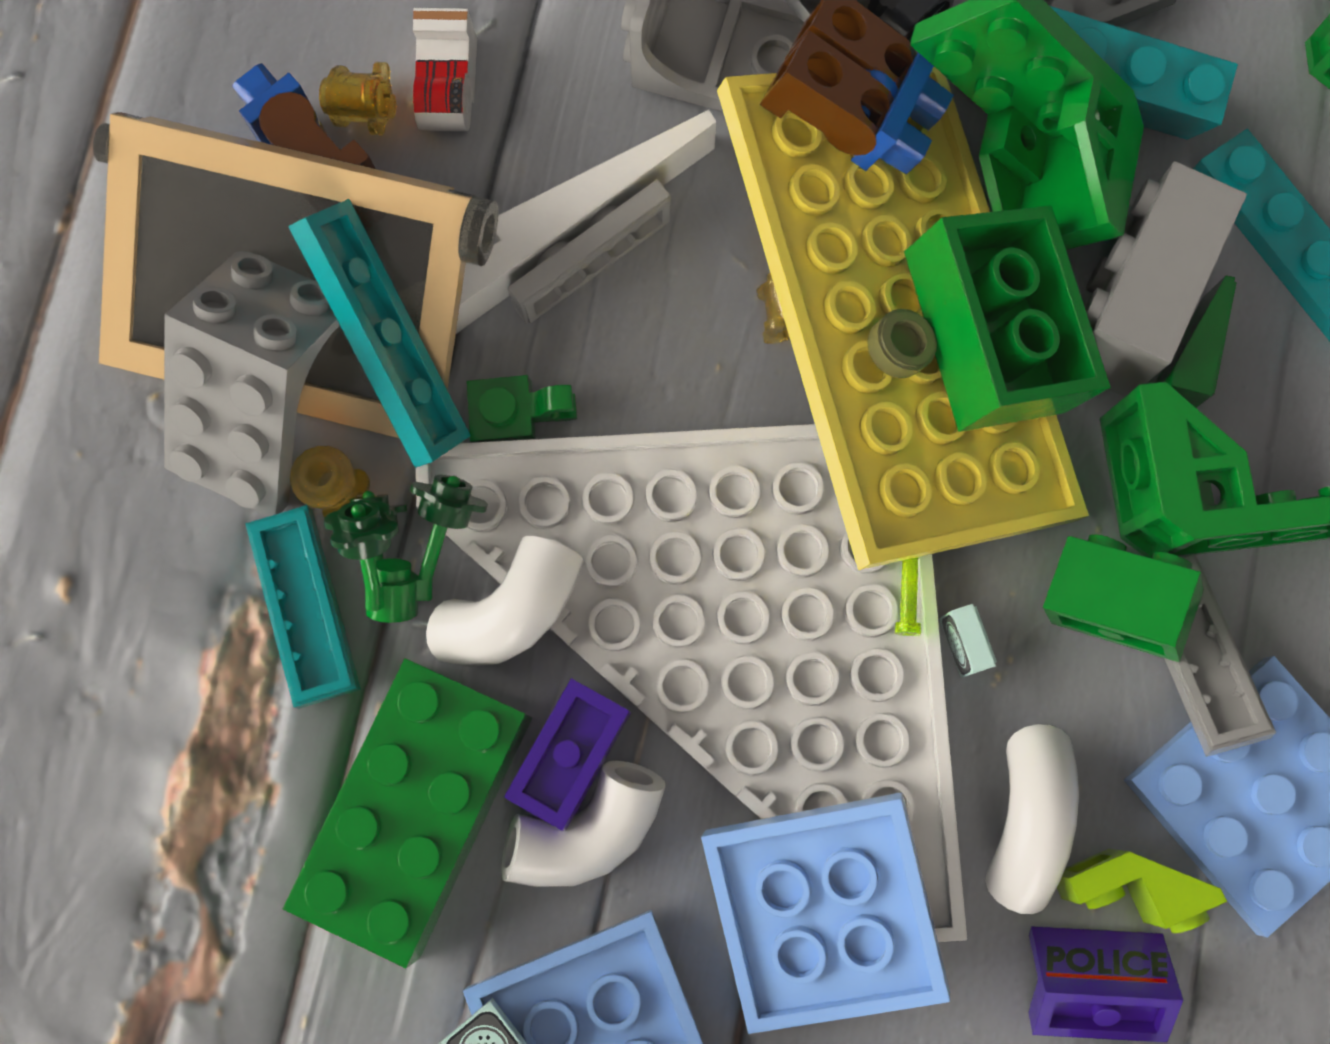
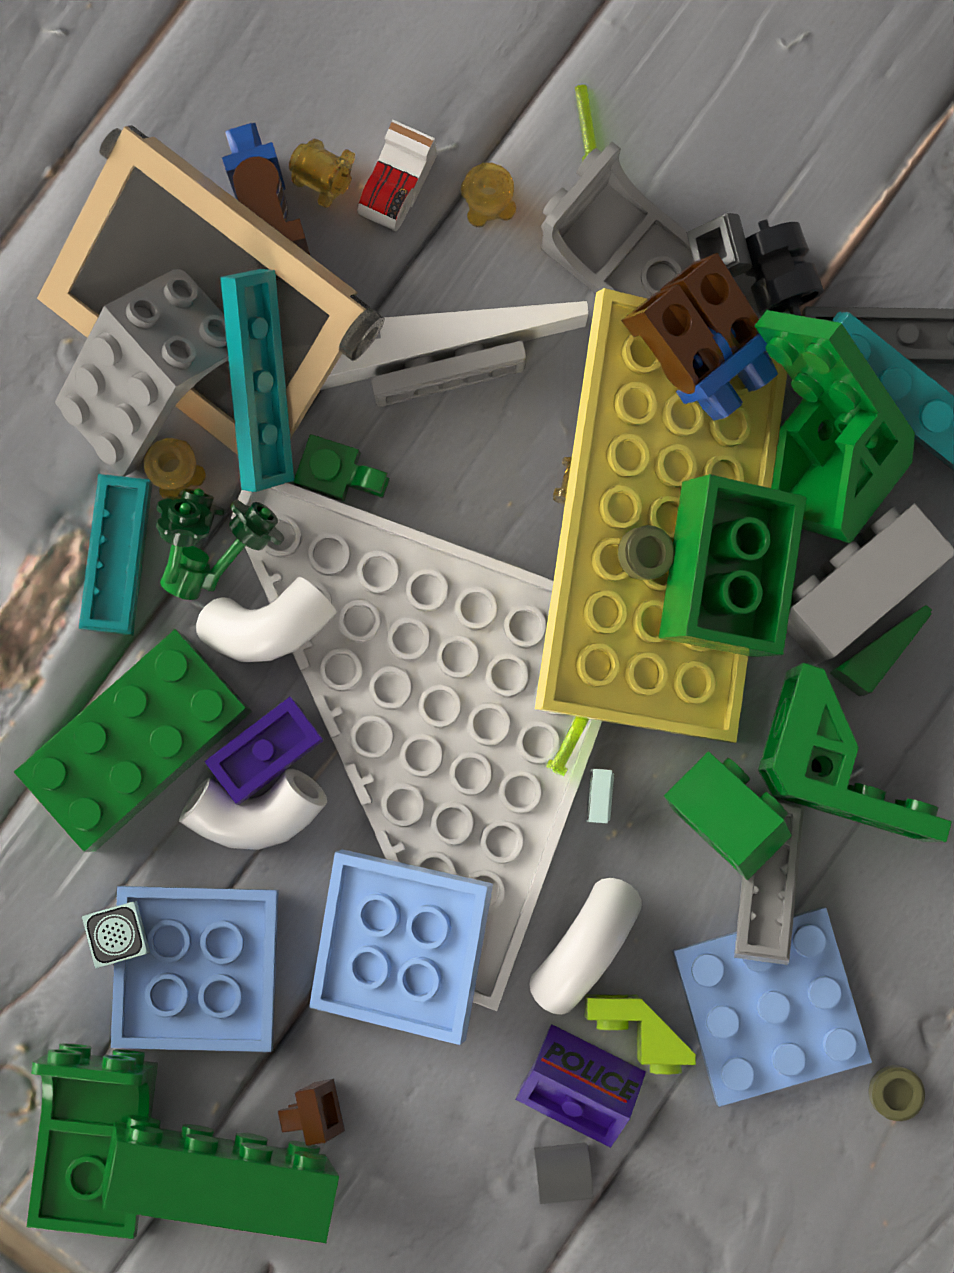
camera: 20 degrees right, 5 degrees up
(550, 51) = (492, 206): none -> clear yellow brick

